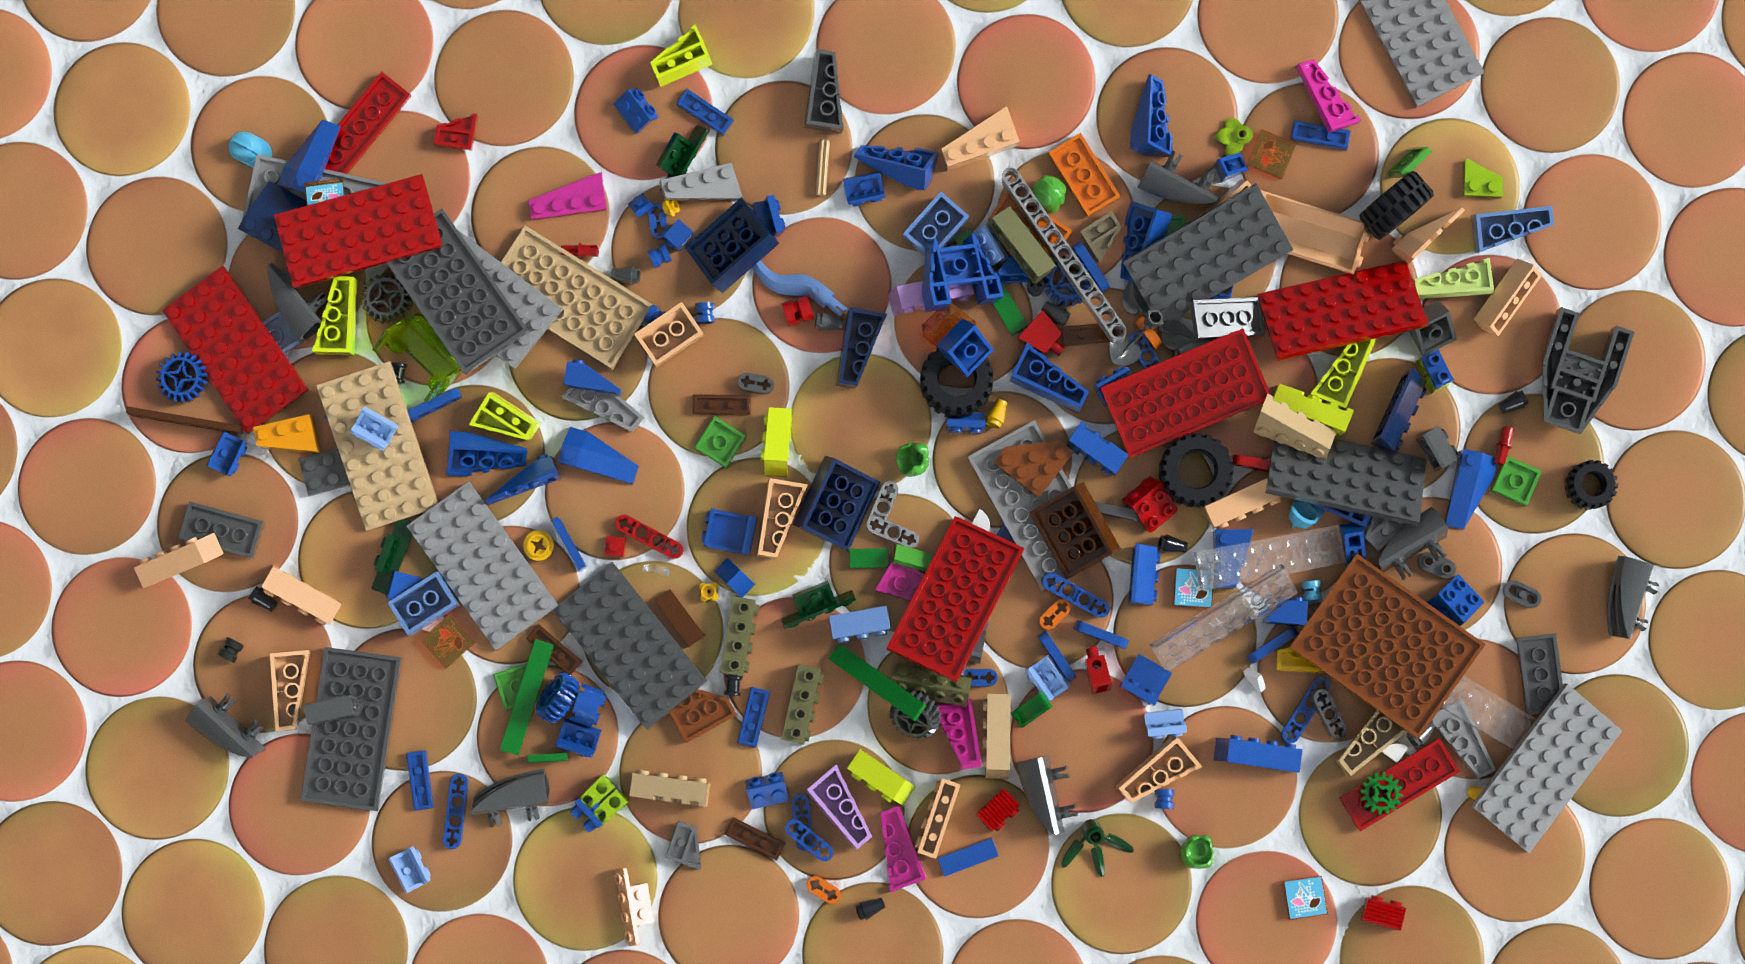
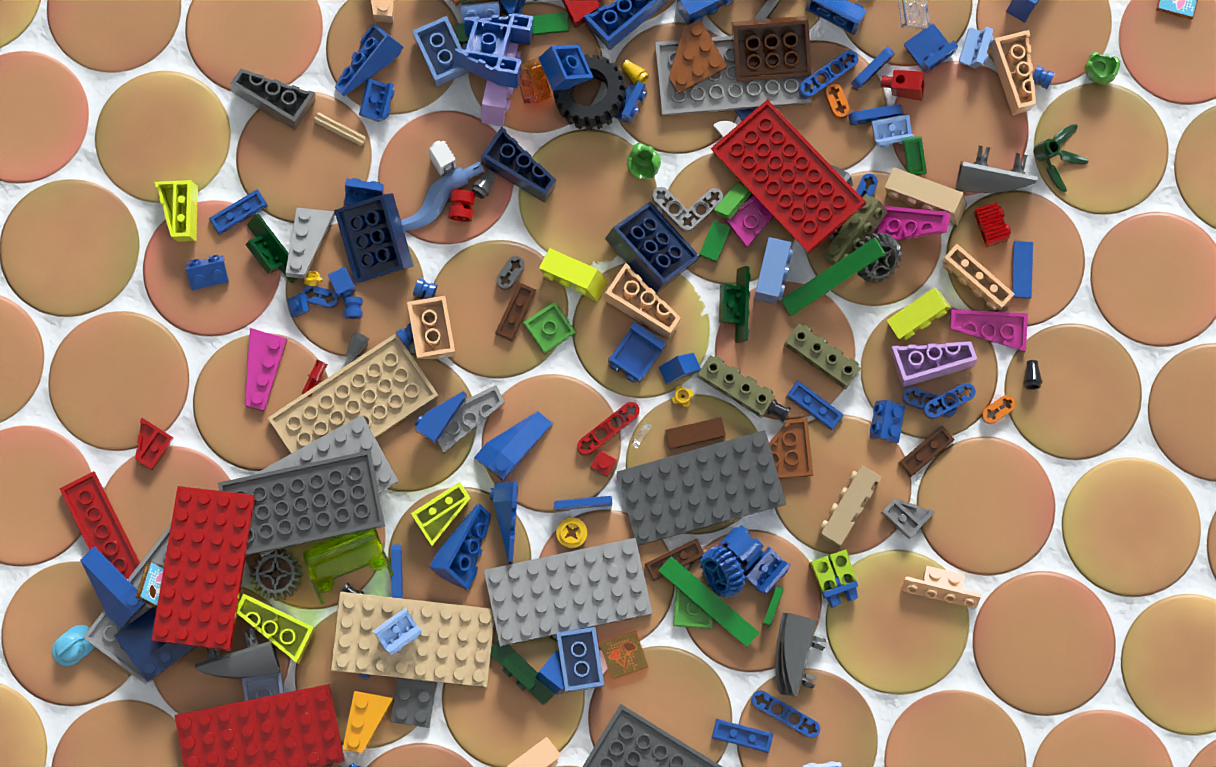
camera: 75 degrees left, 5 degrees down
(833, 273) = (442, 157): none -> white brick

